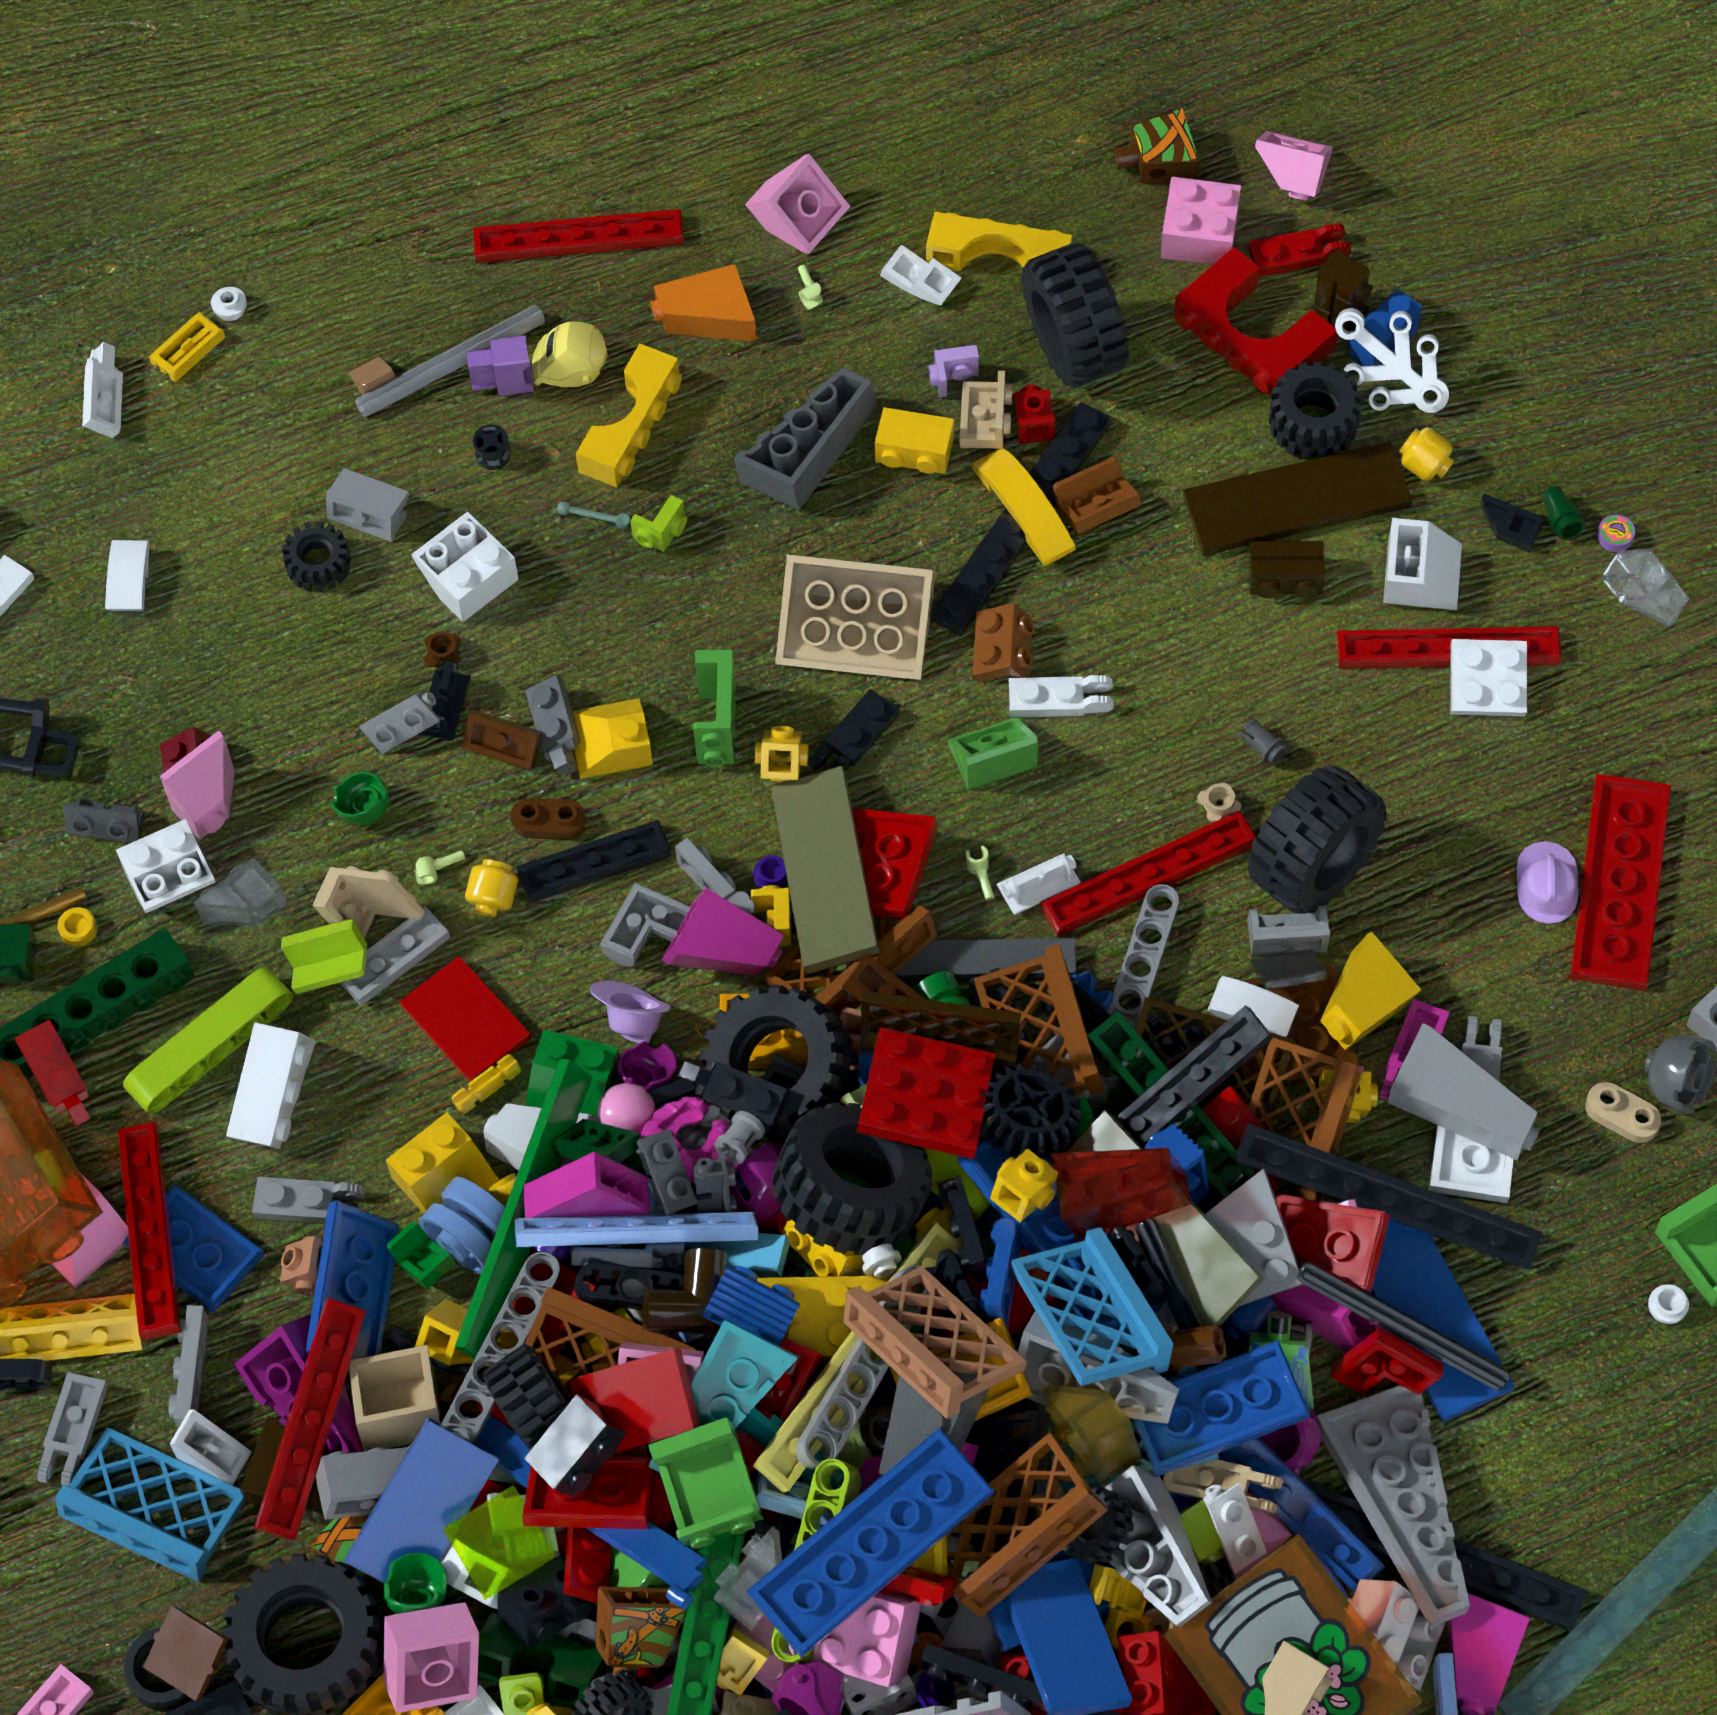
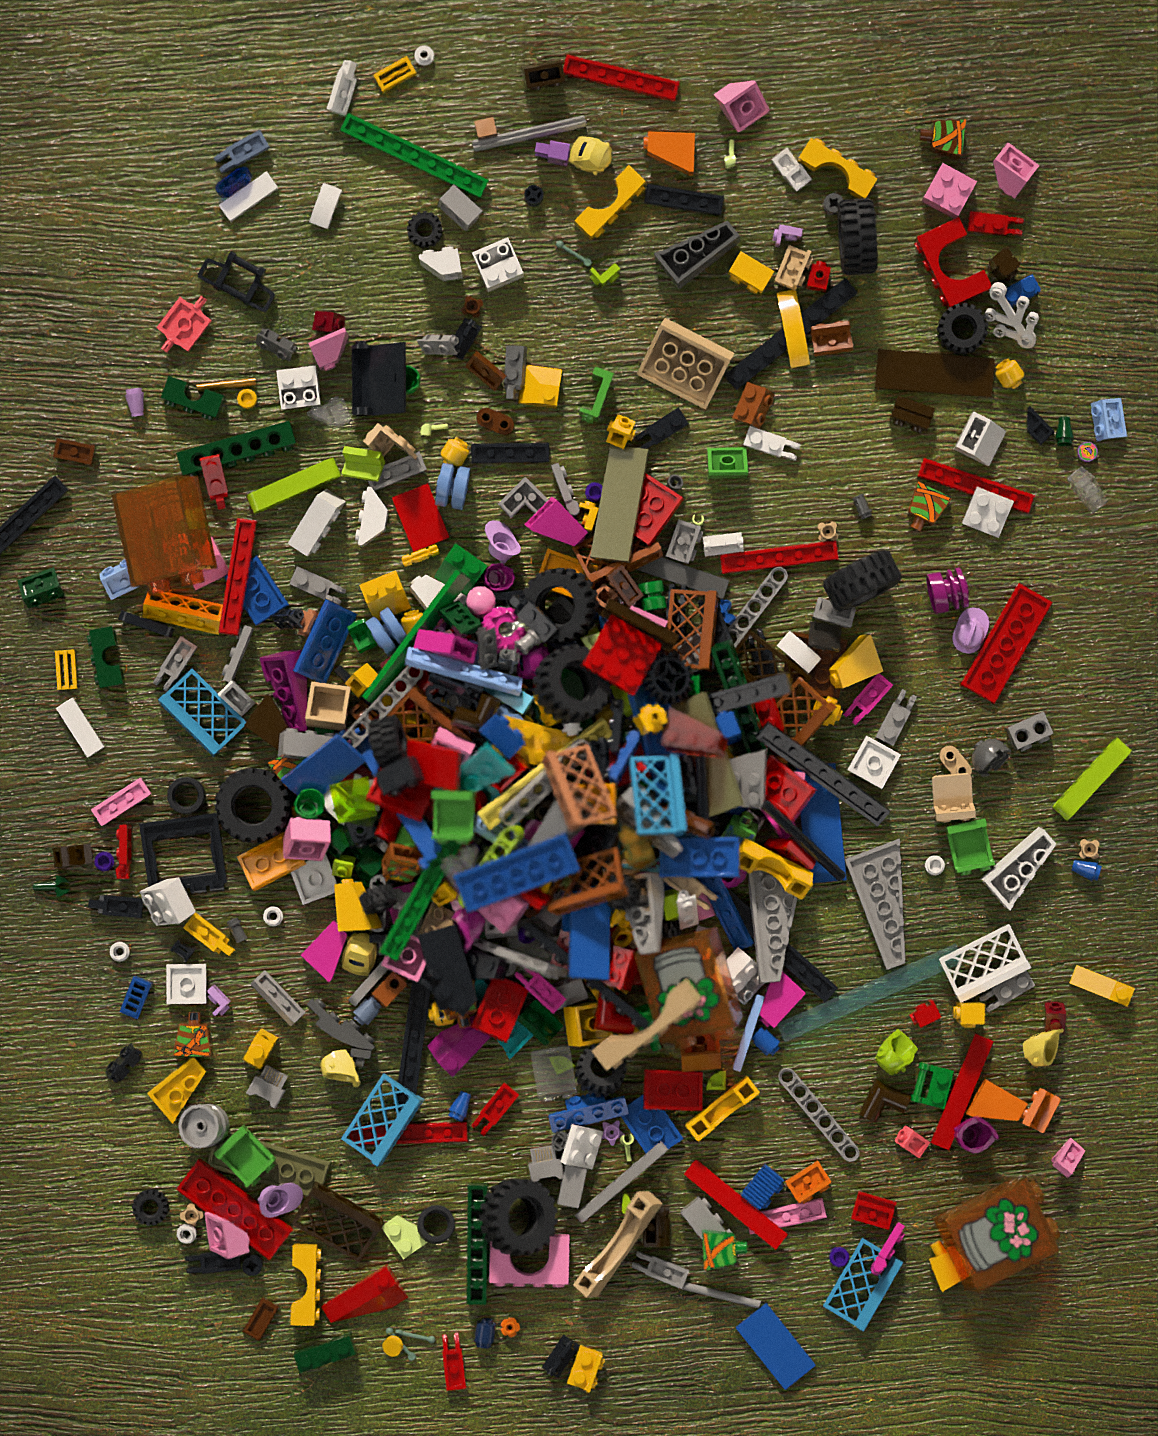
camera: 15 degrees right, 25 degrees up
(185, 1653) = (197, 796): reddish brown piece -> none
(259, 451) = (414, 155): none -> green plate
(268, 1267) = (288, 618): none -> black hinge
(310, 810) = (378, 379): none -> black door
(310, 1420) = (285, 705): red tile -> none
(364, 591) = (442, 264): none -> white slope
(374, 1046) = (372, 518): none -> white slope
(442, 262) = (542, 74): none -> dark brown brick
(504, 938) = (451, 486): none -> medium blue wheel
(755, 376) = (684, 200): none -> black tile
(912, 802) = (671, 479): none -> dark grey hinge
(965, 899) = (683, 541): none -> light grey bracket
(1015, 311) = (832, 207): none -> dark grey wheel
(1376, 700) = (926, 505): none -> torso
(1403, 1400) = (793, 877): none -> yellow arch
(1461, 1096) = (878, 733): light grey slope -> none
(1476, 817) = (947, 590): none -> magenta wheel
(1589, 1388) = (879, 888): none -> light grey wing
(1627, 470) = (1108, 419): none -> light blue bracket
(1646, 1165) = (953, 797): none -> tan bracket

